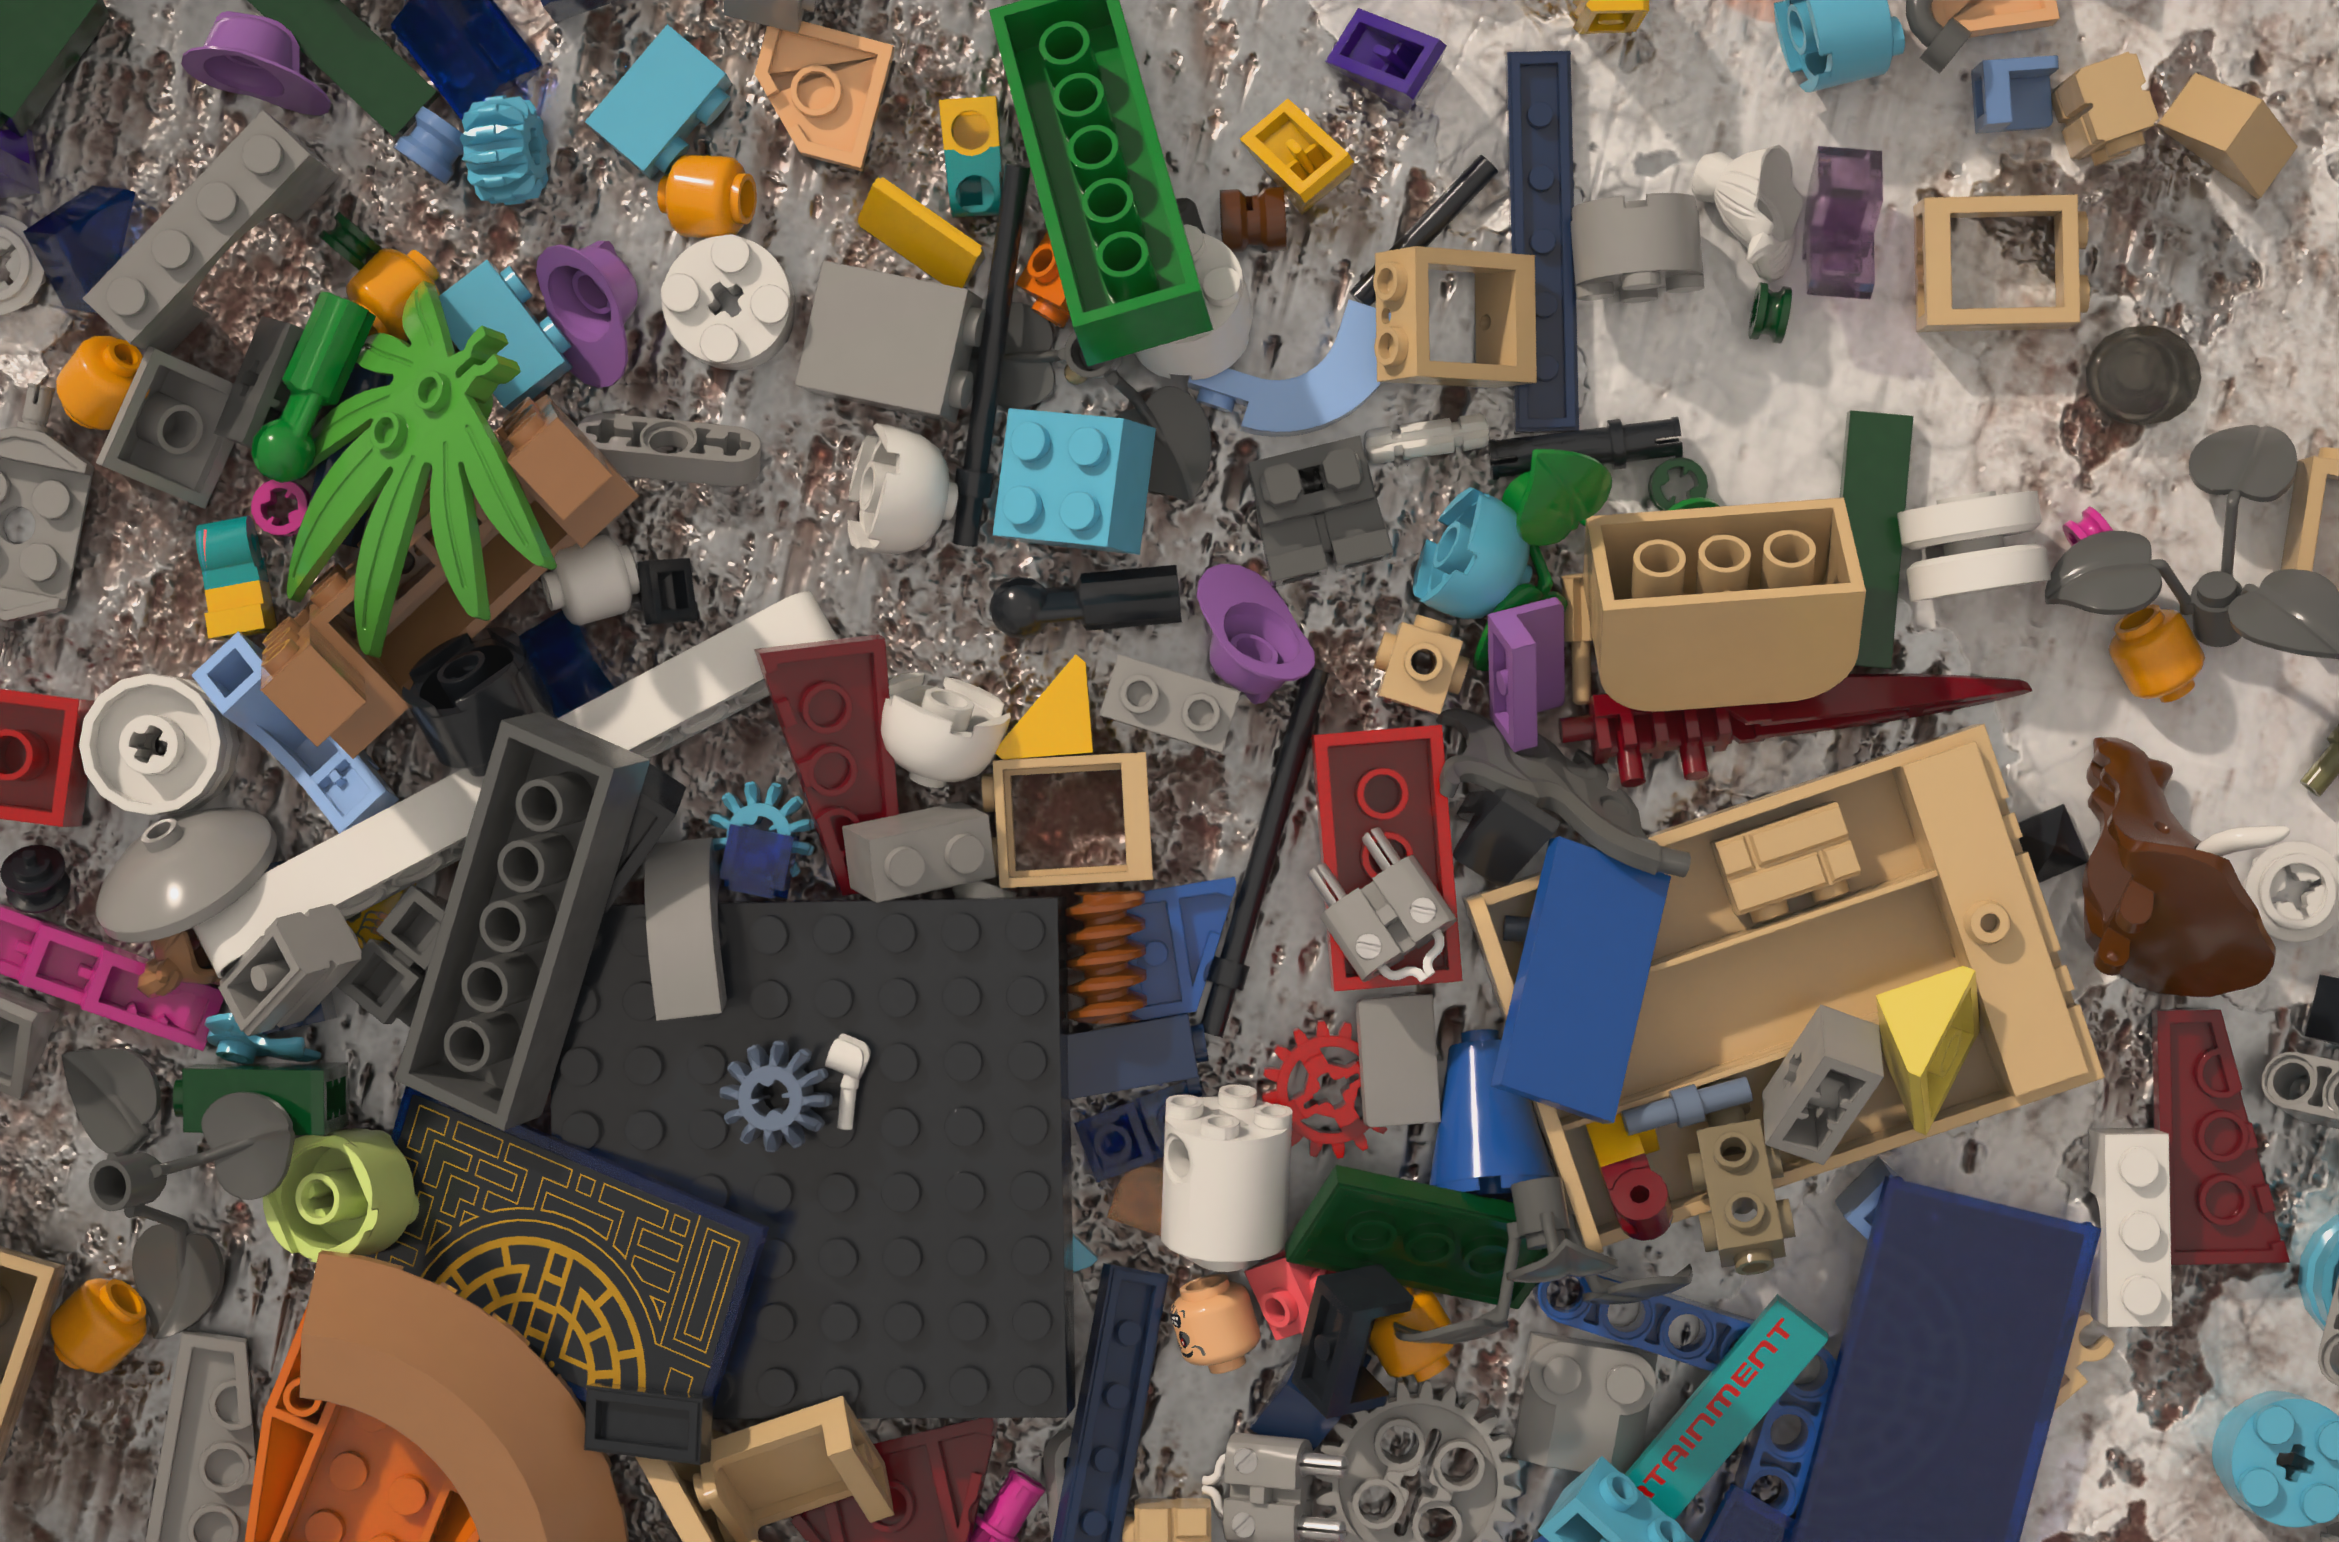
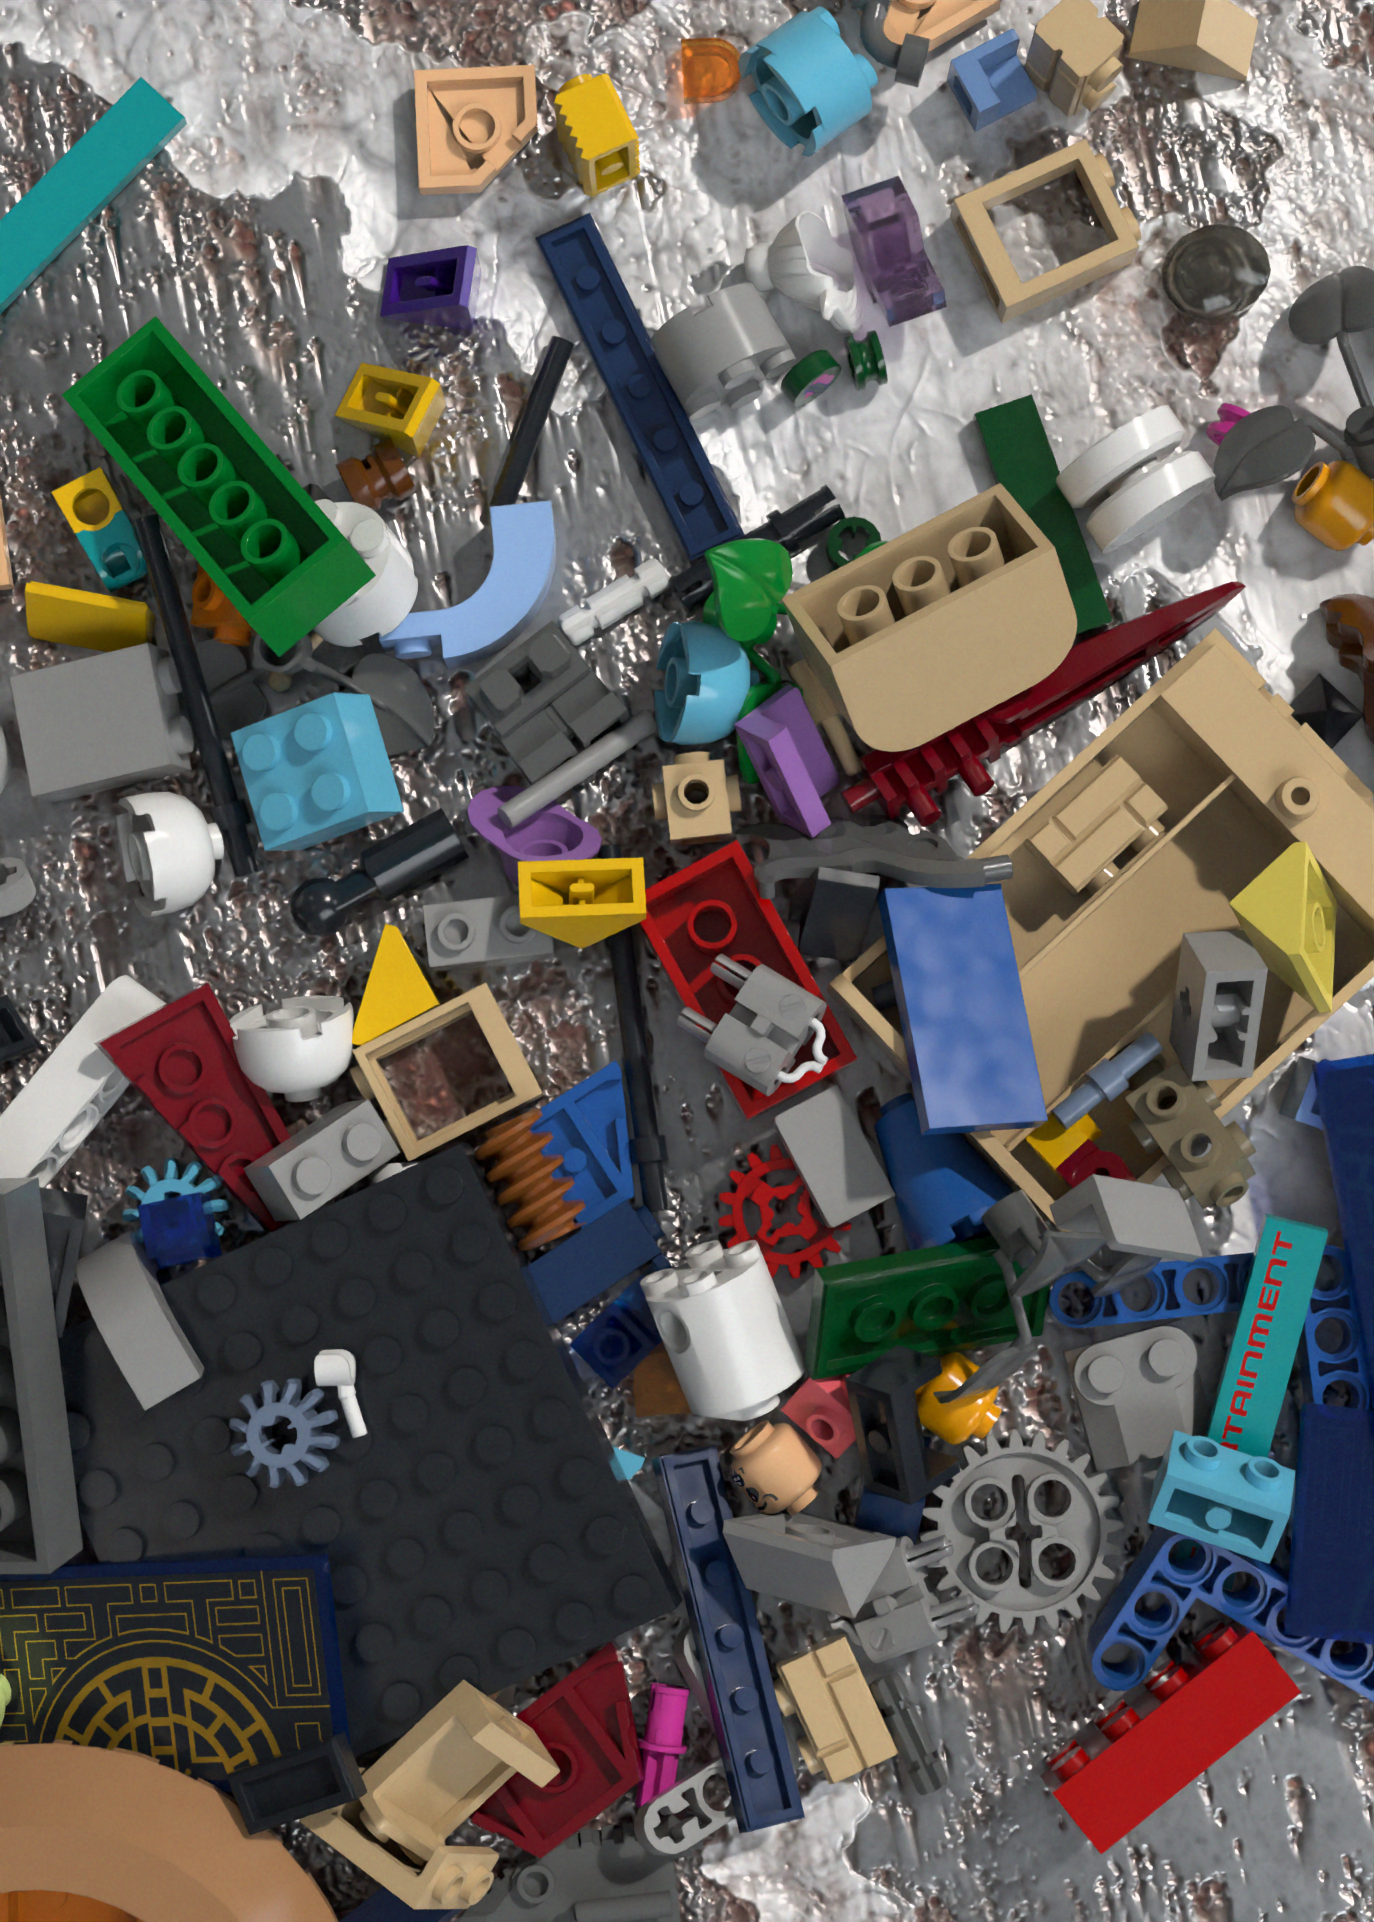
camera: 25 degrees left, 5 degrees down
(1209, 1422) = (808, 1559): none -> light grey slope
(1272, 715) = (582, 897): none -> yellow slope
(1320, 585) = (577, 769): none -> light grey bar
(1502, 318) = (630, 460): tan window -> none
(1650, 1250) = (1131, 1217): none -> light grey panel
(1709, 306) = (810, 377): none -> dark green tile

